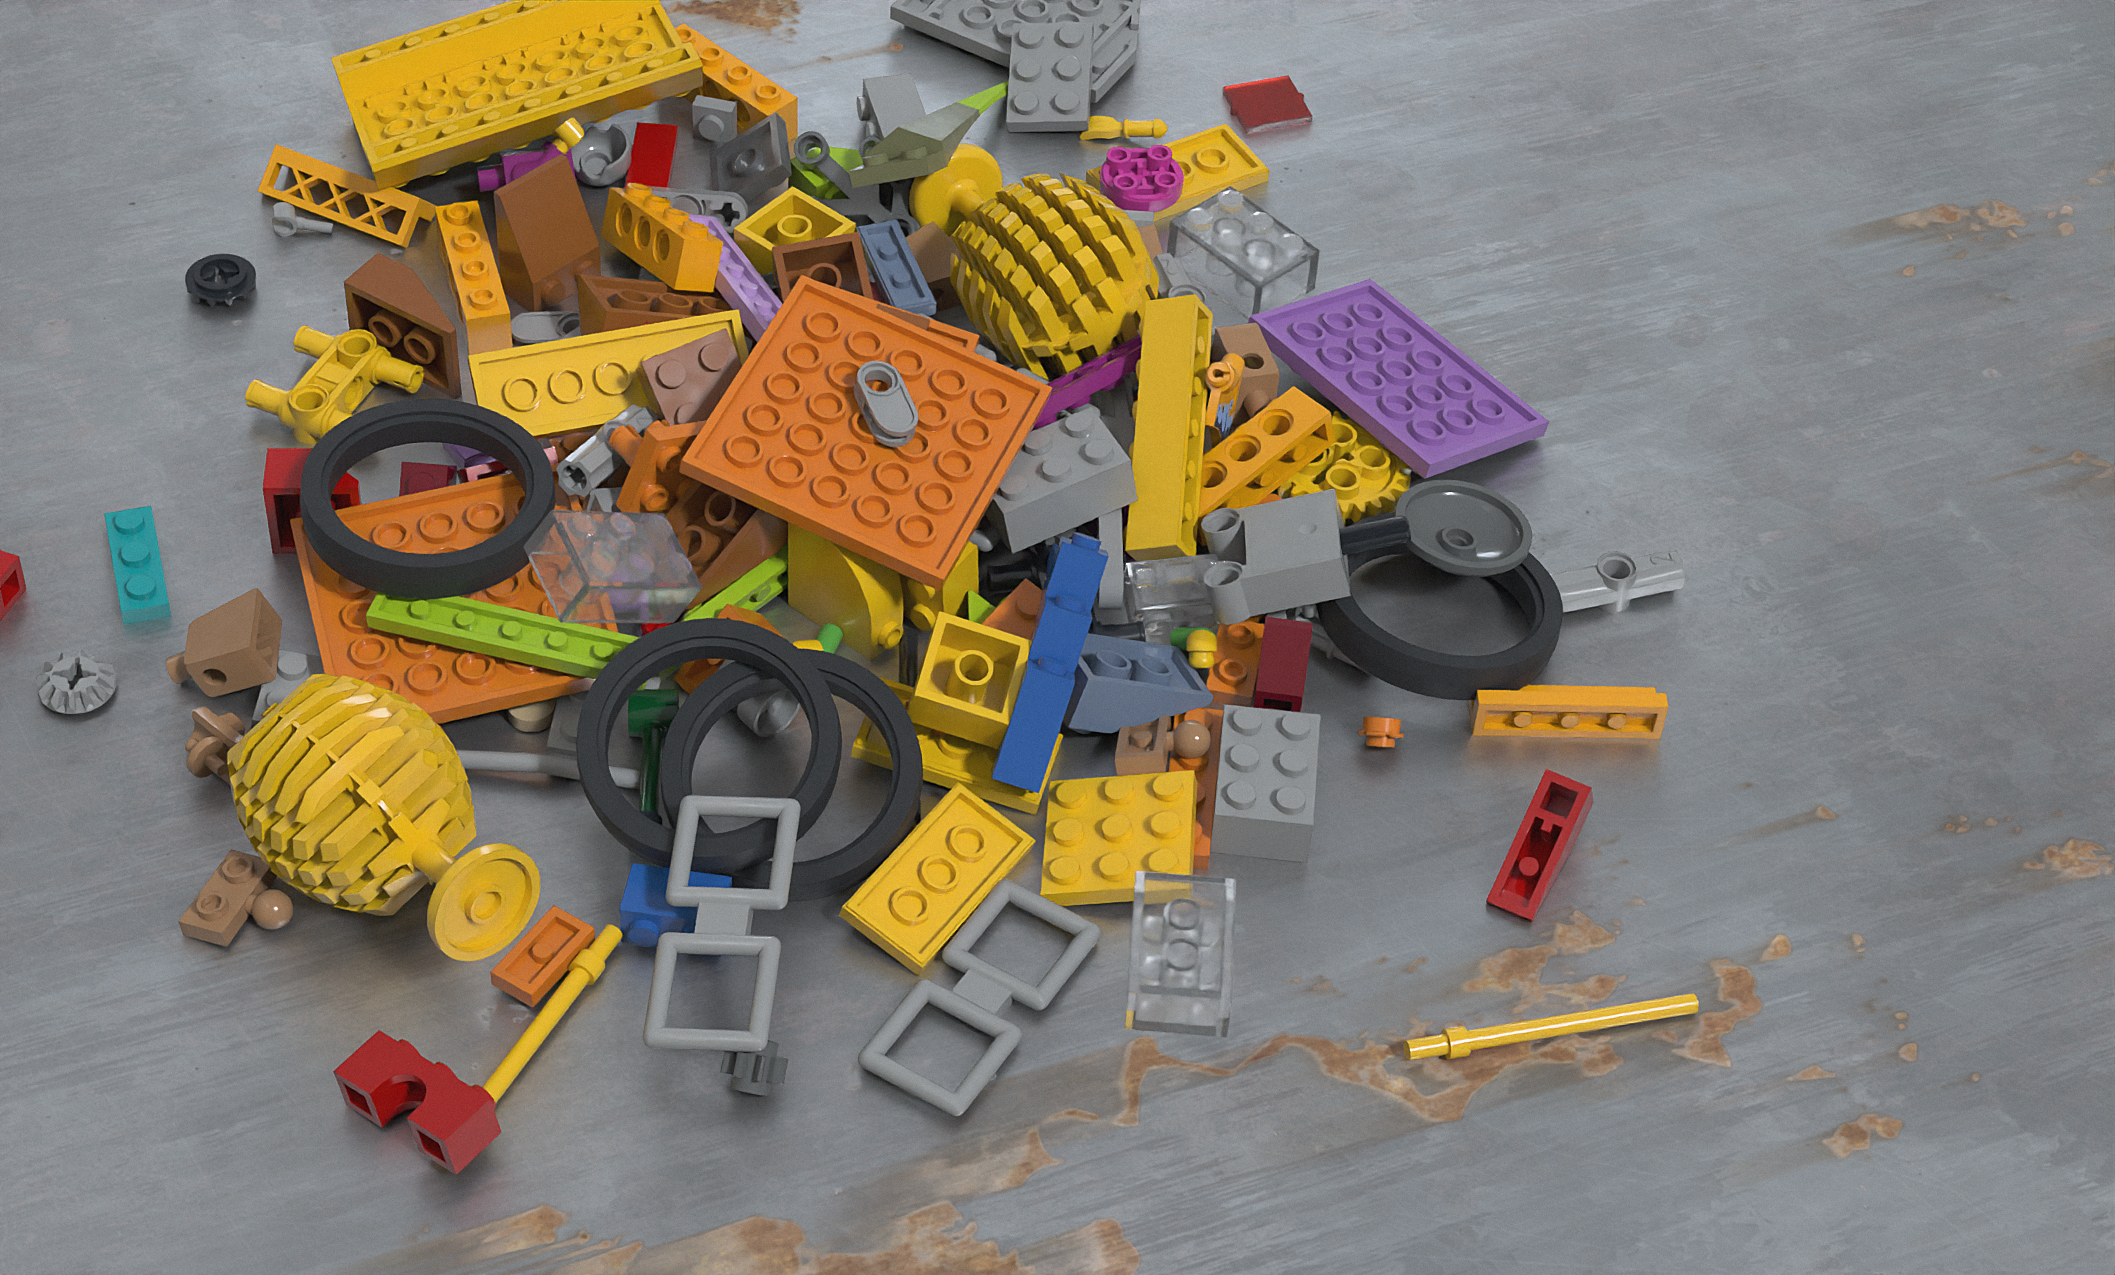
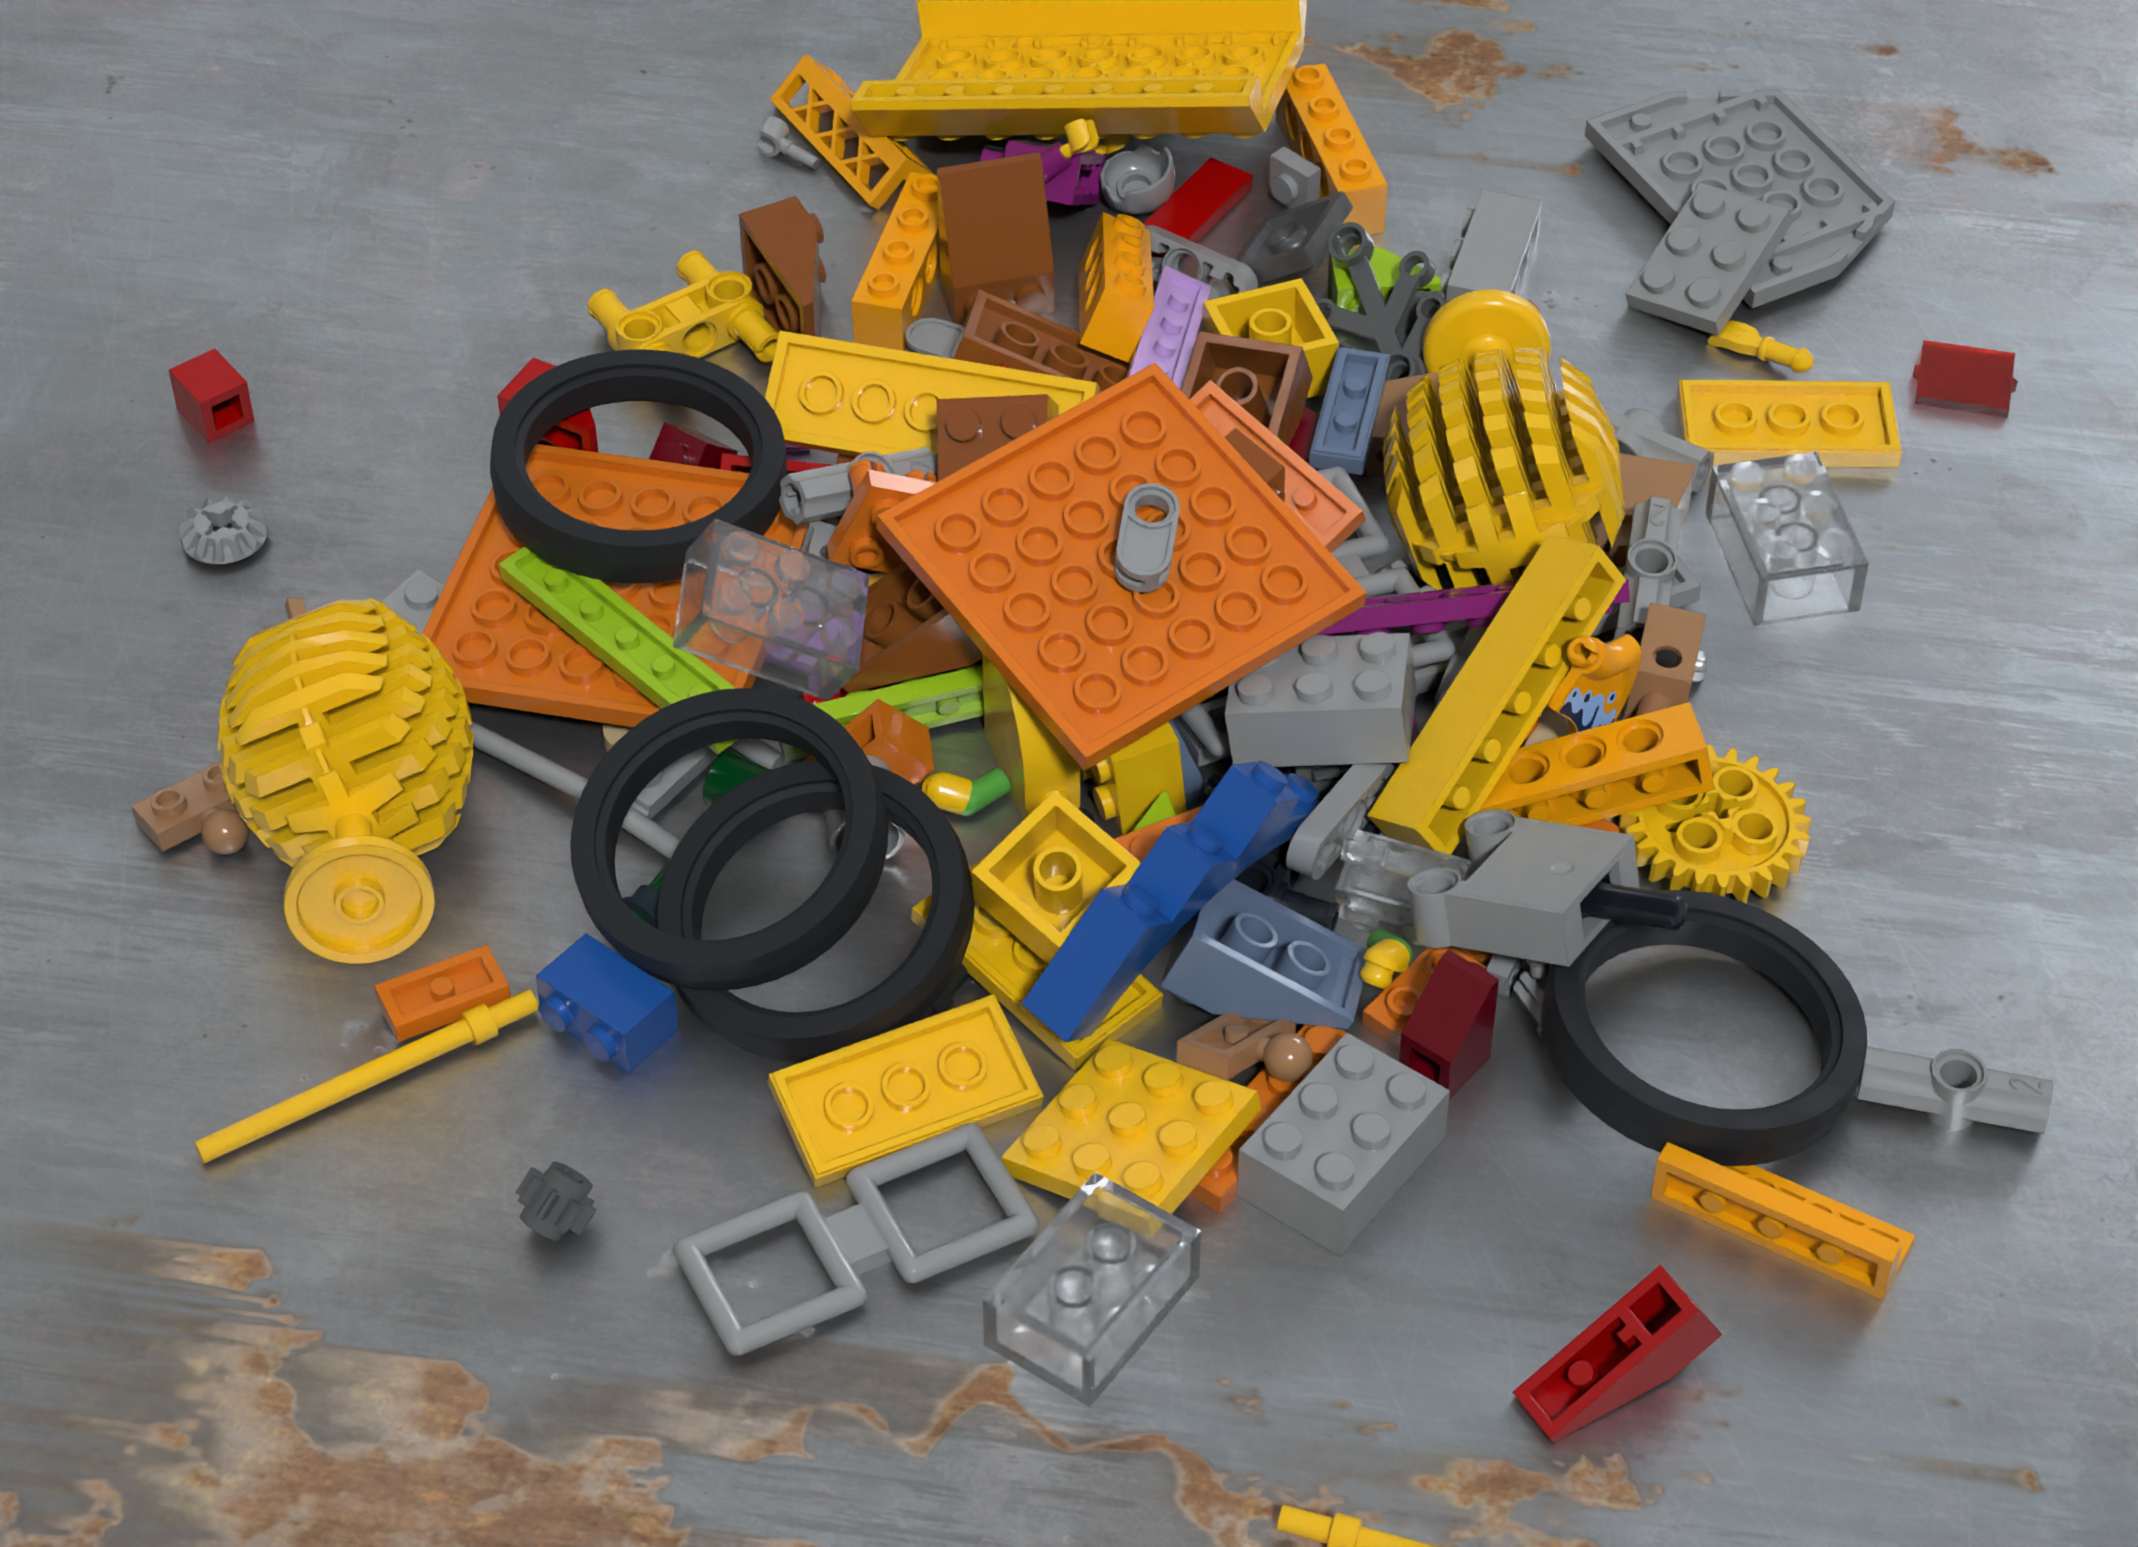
camera: 35 degrees right, 0 degrees up
(137, 565) = (368, 436): teal plate -> none
(230, 647) = (379, 549): medium nougat torso -> none
(235, 271) = (645, 171): black gear -> none
(450, 1117) = (204, 1084): red arch -> none
(722, 924) = (605, 1032): light grey bar -> none
(925, 142) = (1464, 273): olive plate -> none
(1141, 178) = (1730, 409): dark pink tile -> none
(1381, 731) = (1530, 1143): orange plate -> none
(1398, 378) = (1862, 747): medium lavender plate -> none
(1464, 528) = (1775, 944): dark grey dish -> none

